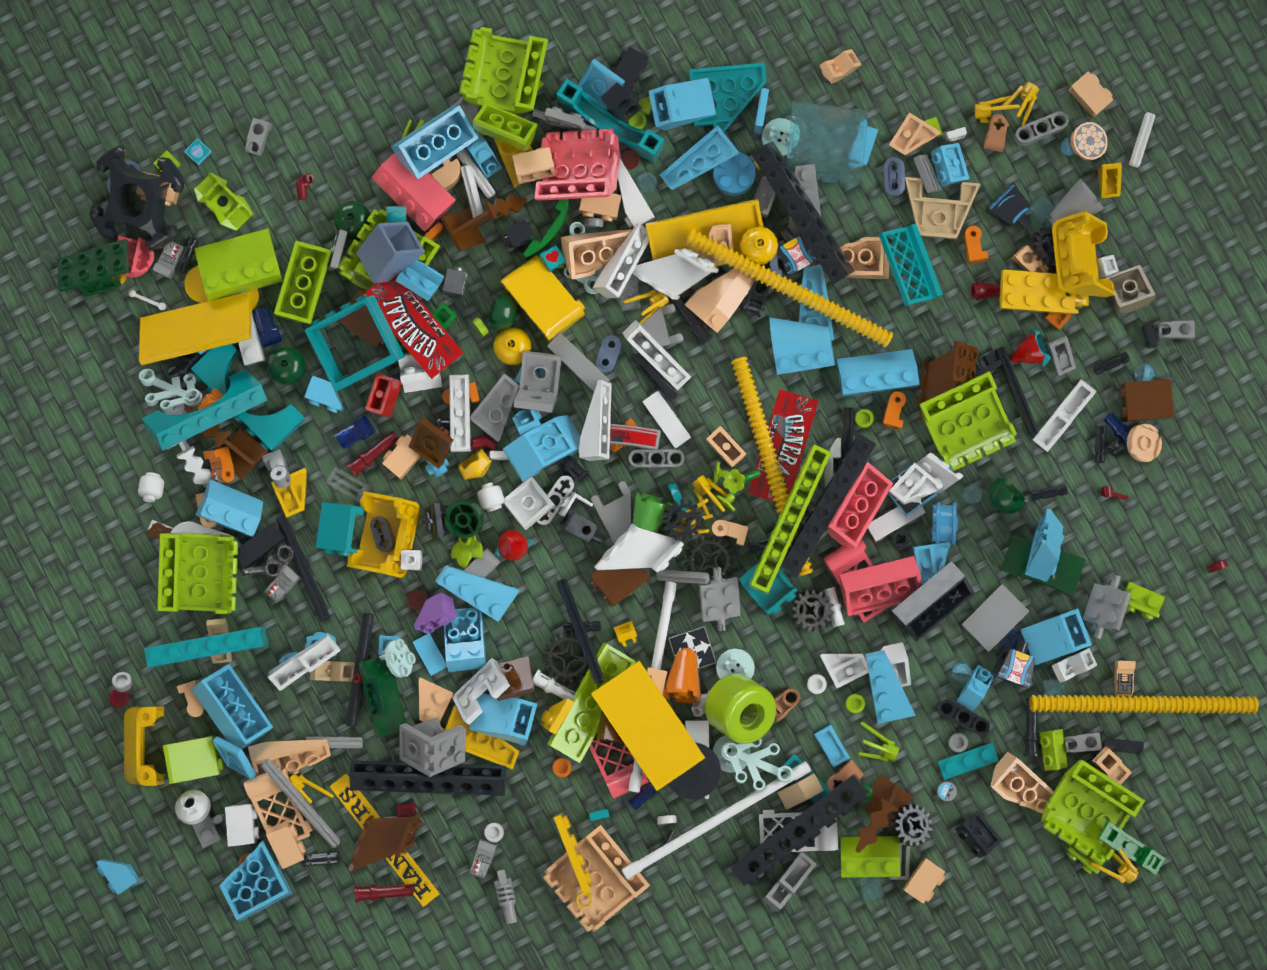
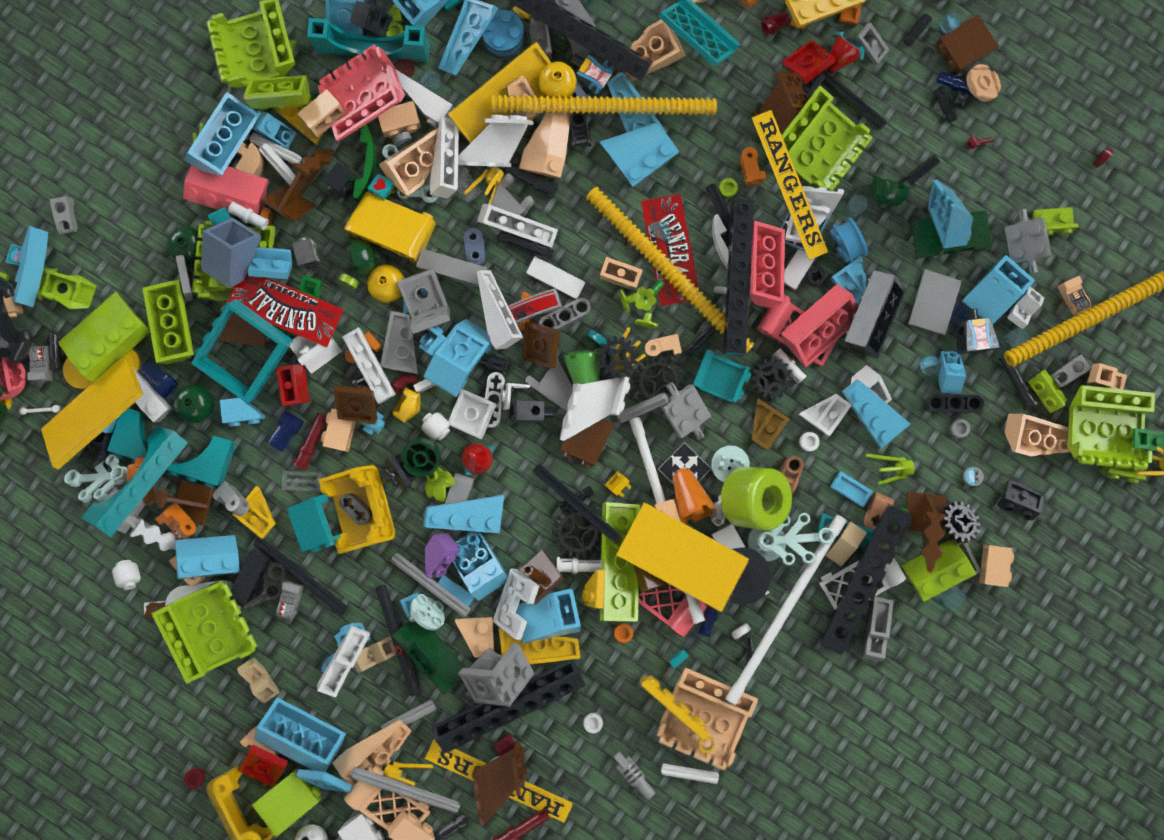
camera: 25 degrees left, 0 degrees up
(122, 681) = (189, 763): light grey tile -> none
(186, 717) = (263, 765): none -> red tile
(206, 168) = (31, 266): none -> medium azure slope
(206, 646) = (246, 693): teal arch -> none
(302, 184) = (127, 237): dark red arm -> none
(411, 560) = (393, 518): white bracket -> none
(414, 636) = (430, 584): none -> light grey axle
(416, 599) = (416, 551): clear red tile -> none
(422, 225) = (248, 215): none -> white pin
(483, 858) = (595, 751): light grey leg -> none
(556, 921) = (690, 773): none -> white axle
(557, 118) = (323, 61): light grey plate -> none
(621, 473) = (540, 344): none -> reddish brown tile
(702, 486) = (618, 319): yellow plant -> none
(786, 649) = (767, 425): none -> pearl gold wing
(789, 519) = (711, 307): lime brick -> none
(855, 703) = (852, 441): lime tile -> none
(877, 373) = (719, 142): medium azure slope -> none
(916, 446) = (789, 184): none -> yellow sticker
(967, 761) = (977, 440): teal plate -> none
(995, 342) = (808, 61): none -> red tile
(1064, 415) = (900, 94): white slope -> none
(1124, 746) = (1108, 354): black tile -> none

